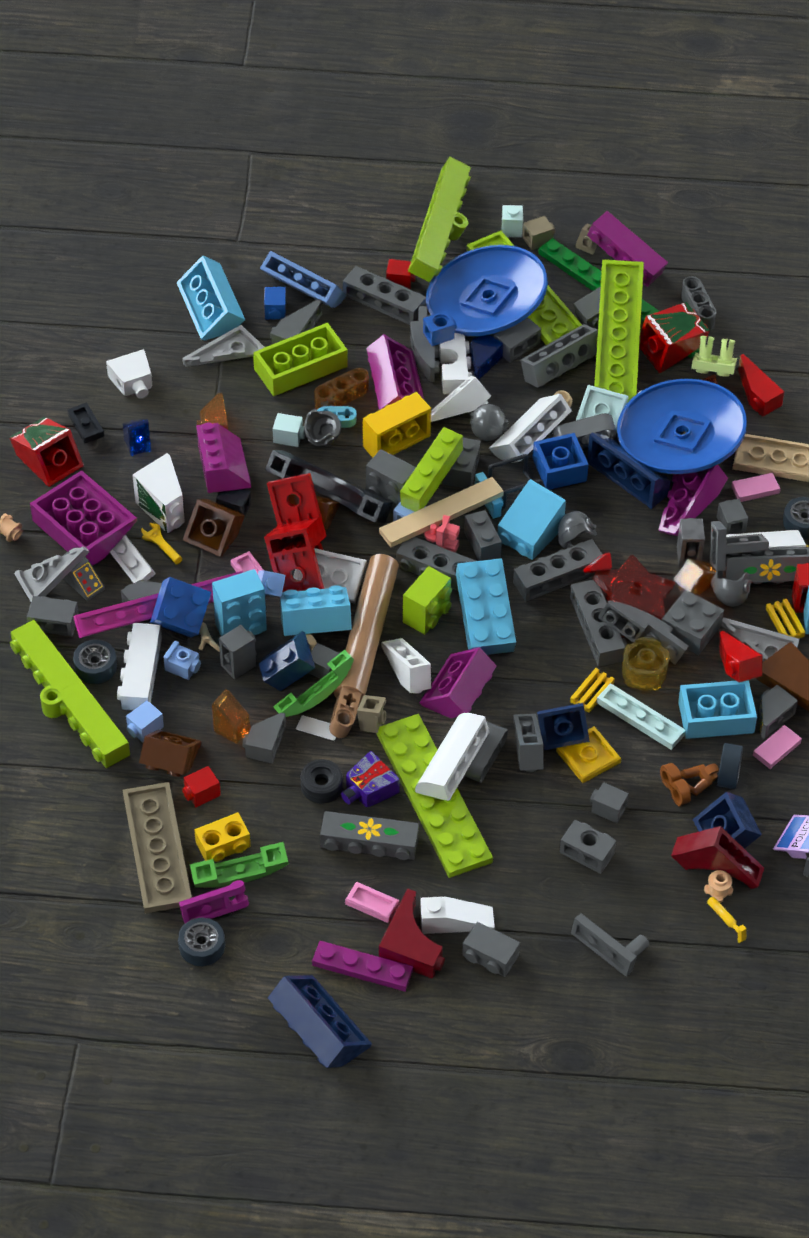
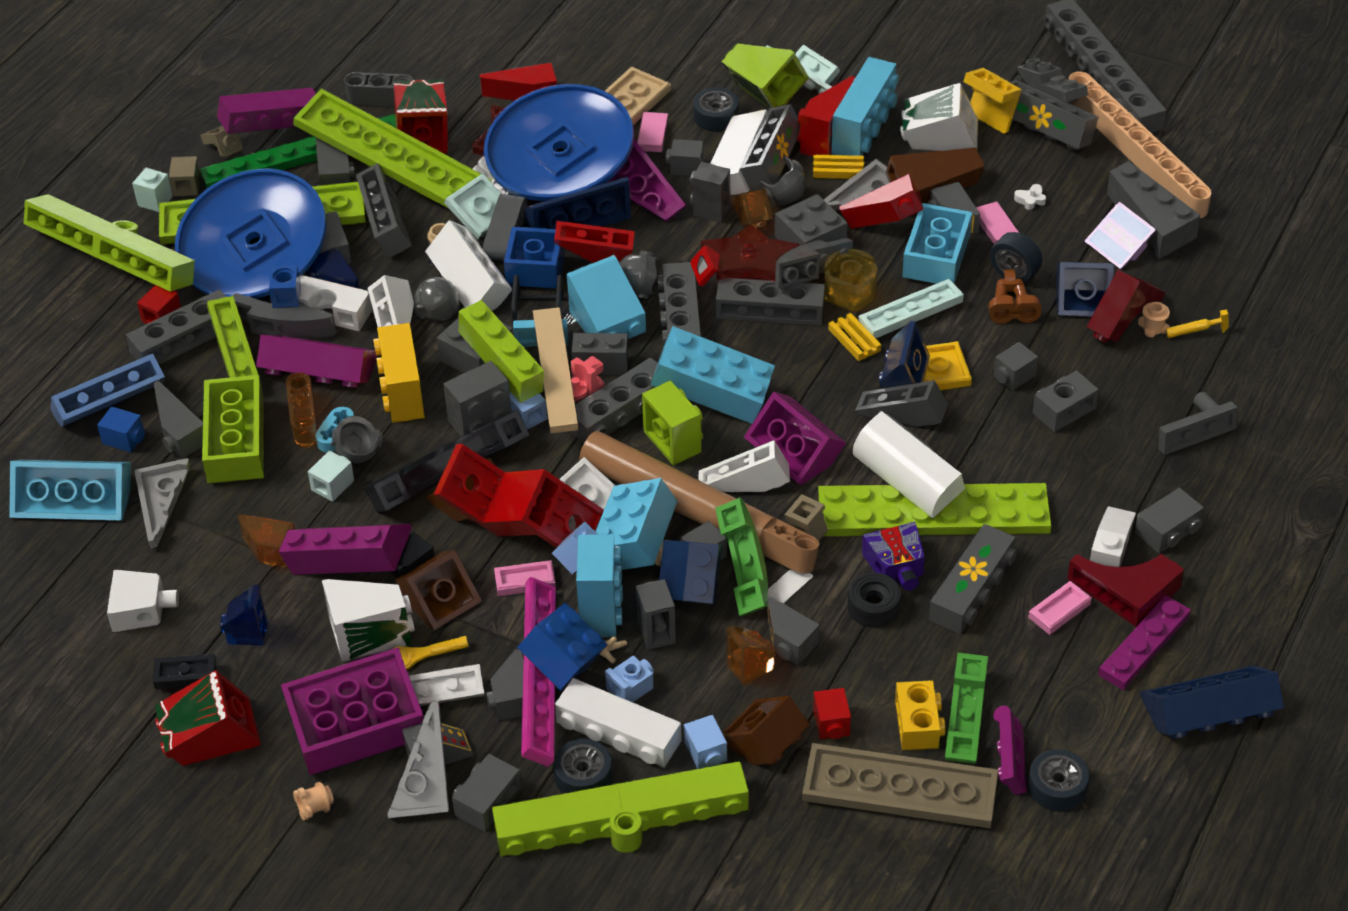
camera: 65 degrees left, 5 degrees down
(378, 325) = (231, 337): none -> lime plate
(589, 490) = (594, 242): none -> red slope
(722, 364) = (475, 100): yellowish green plate -> none
(732, 545) = (743, 156): dark grey bracket -> none

